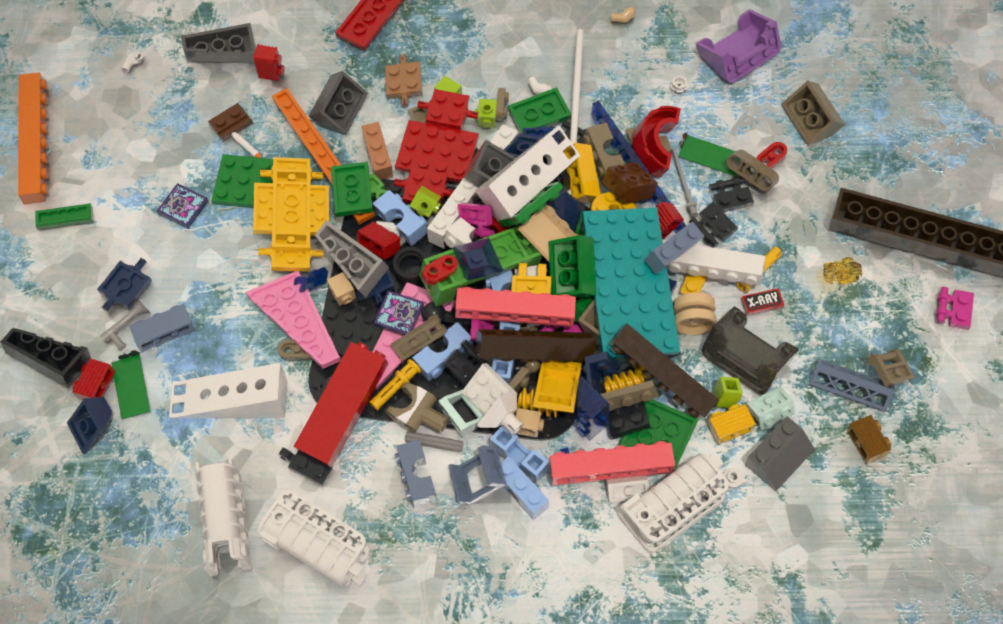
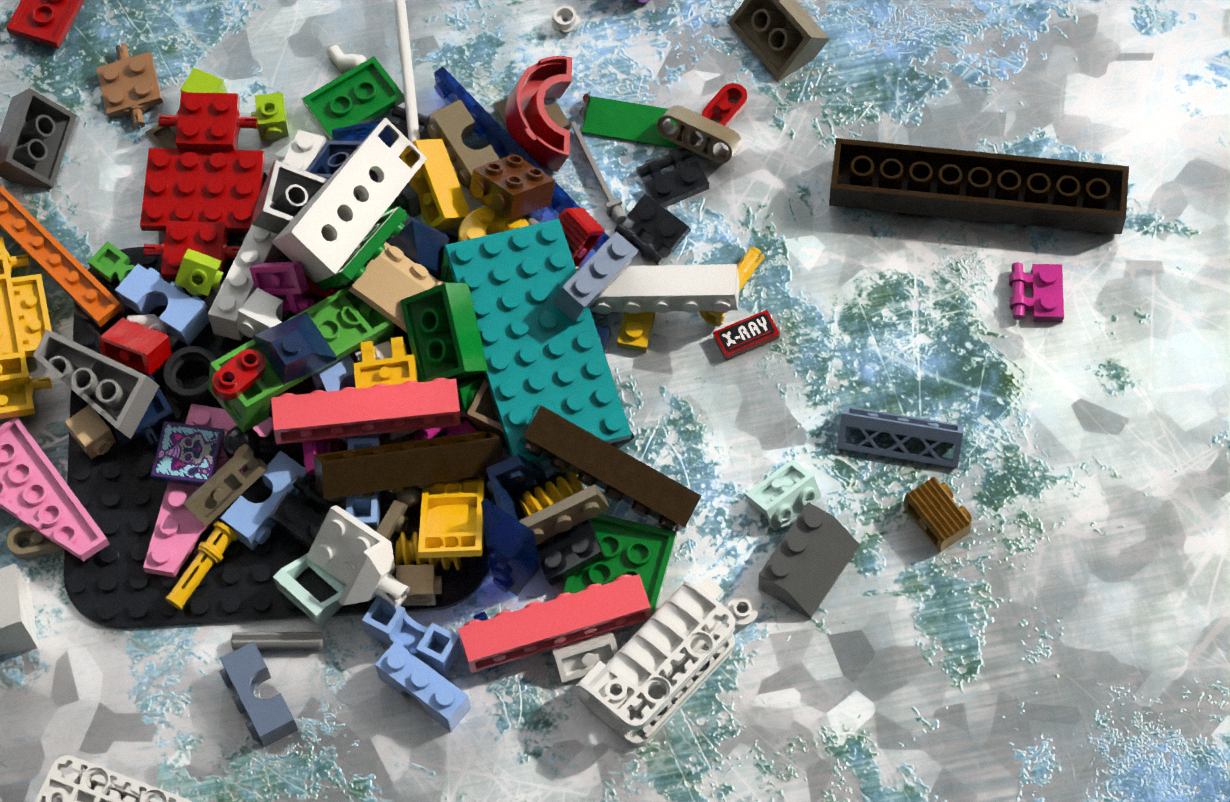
camera: 10 degrees left, 0 degrees up
(307, 466) = (86, 716): black plate -> none
(314, 280) = (46, 425): clear blue plate -> none
(341, 403) = (123, 609): red brick -> none
(351, 189) = (78, 273): green plate -> none
(377, 150) = (108, 205): nougat arch -> none
(418, 411) = (245, 598): dark tan connector -> none
(492, 470) = (375, 668): sand blue window -> none
(502, 98) = (293, 107): dark tan plate -> none
(694, 313) = (644, 372): tan wheel -> none
(727, 391) = (714, 482): lime brick -> none
(731, 424) = (727, 529): yellow brick -> none
(745, 354) = (732, 419): clear smoke windscreen -> none
(844, 271) = (859, 266): clear yellow plate -> none
(893, 373) = (957, 408): dark tan plate -> none

